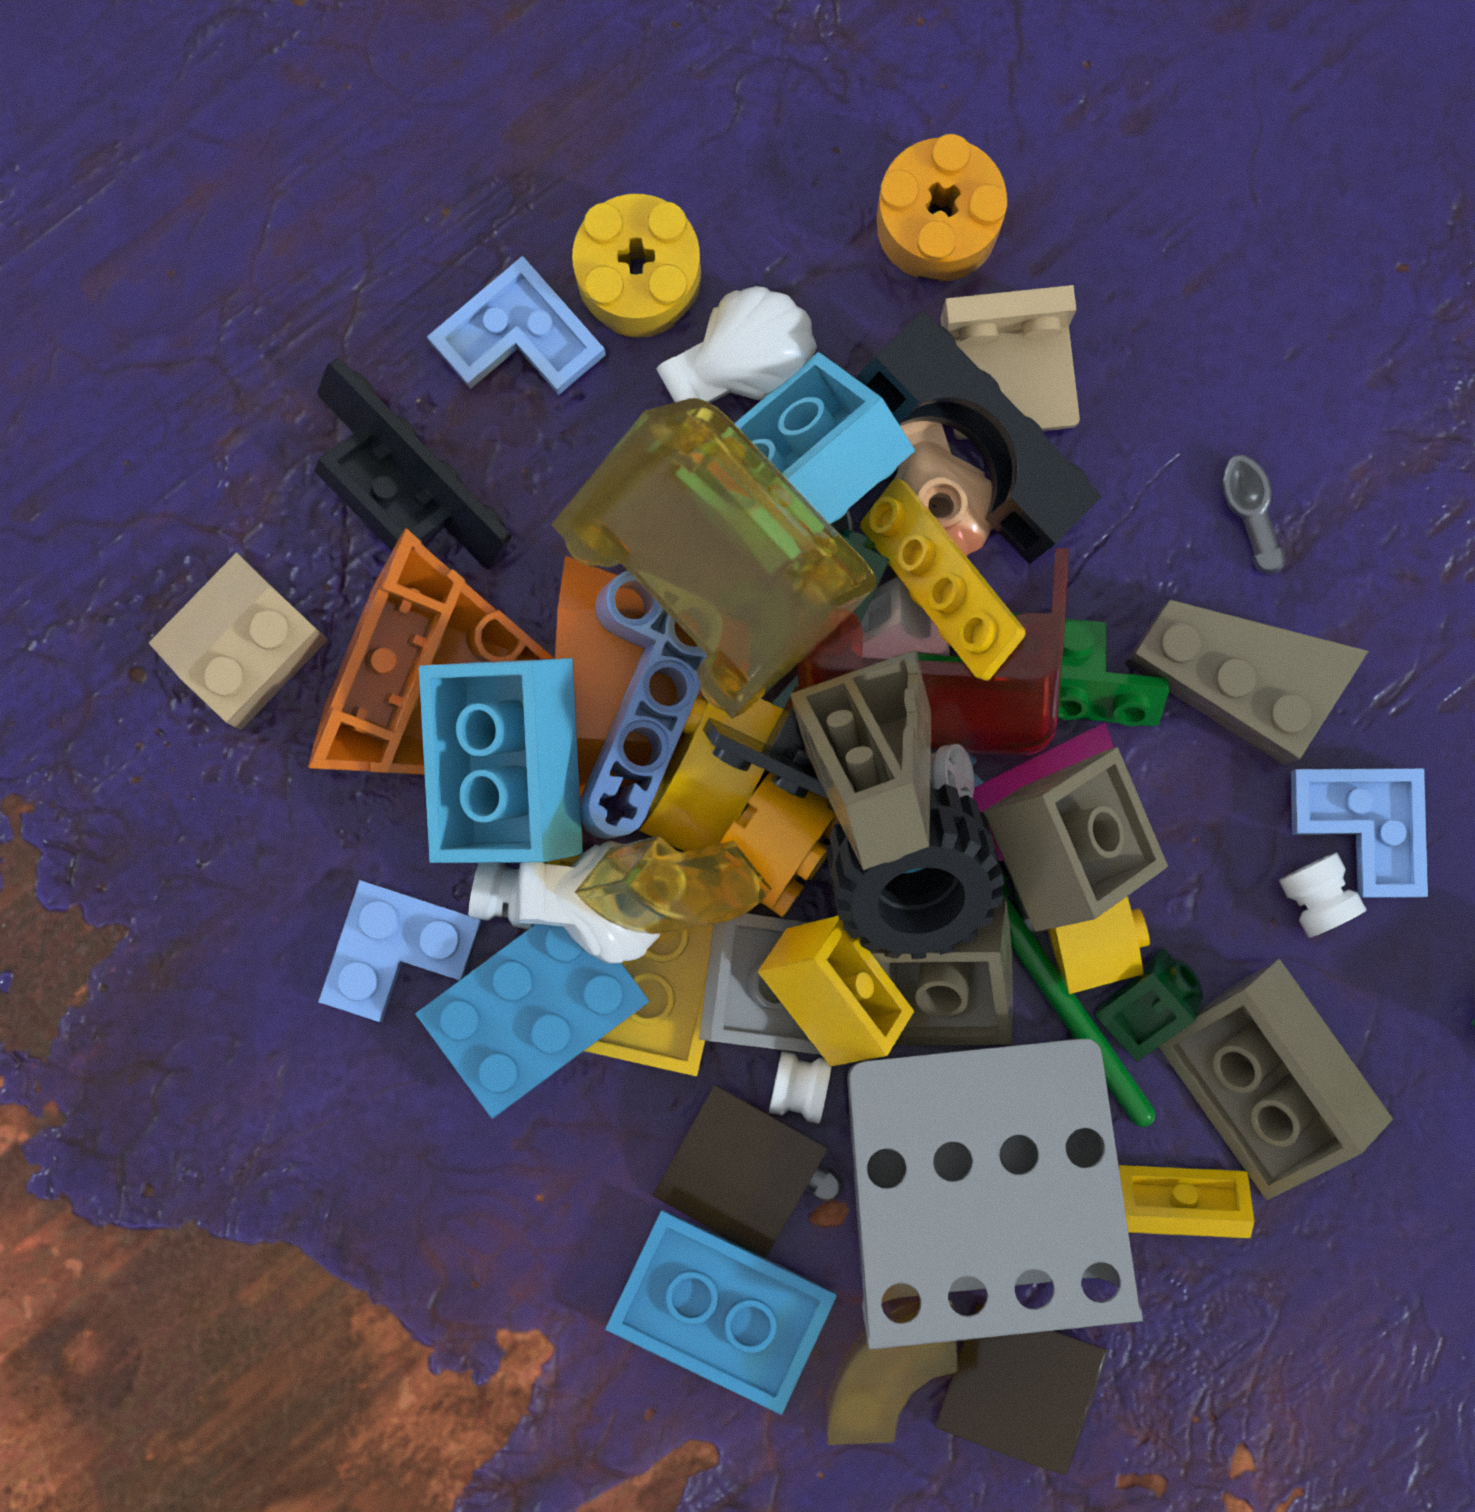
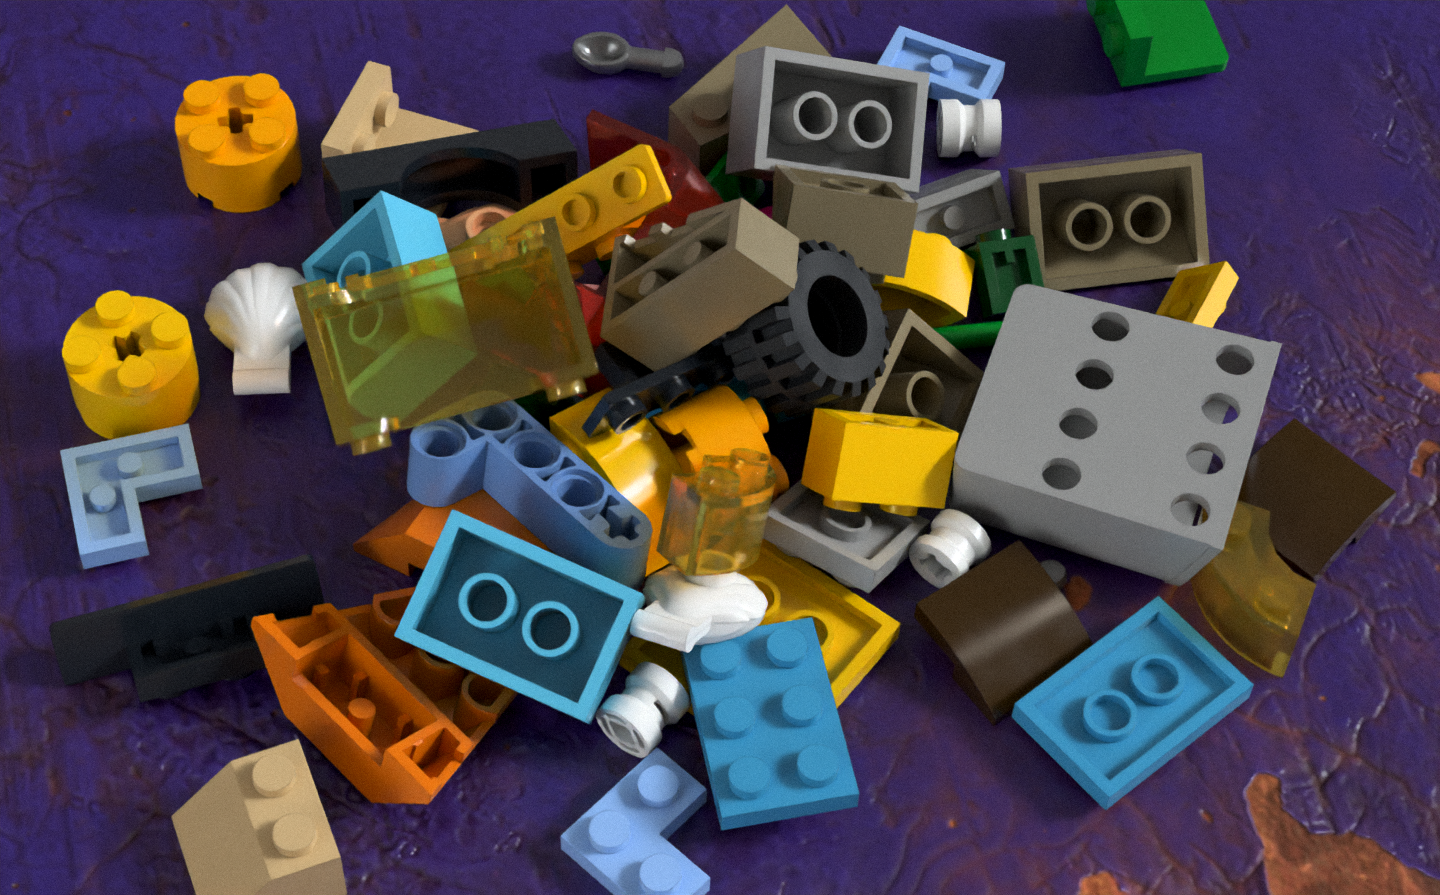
camera: 70 degrees left, 30 degrees down
(1206, 913) = (963, 206): none -> light grey panel
(1213, 768) = (826, 117): none -> light grey brick

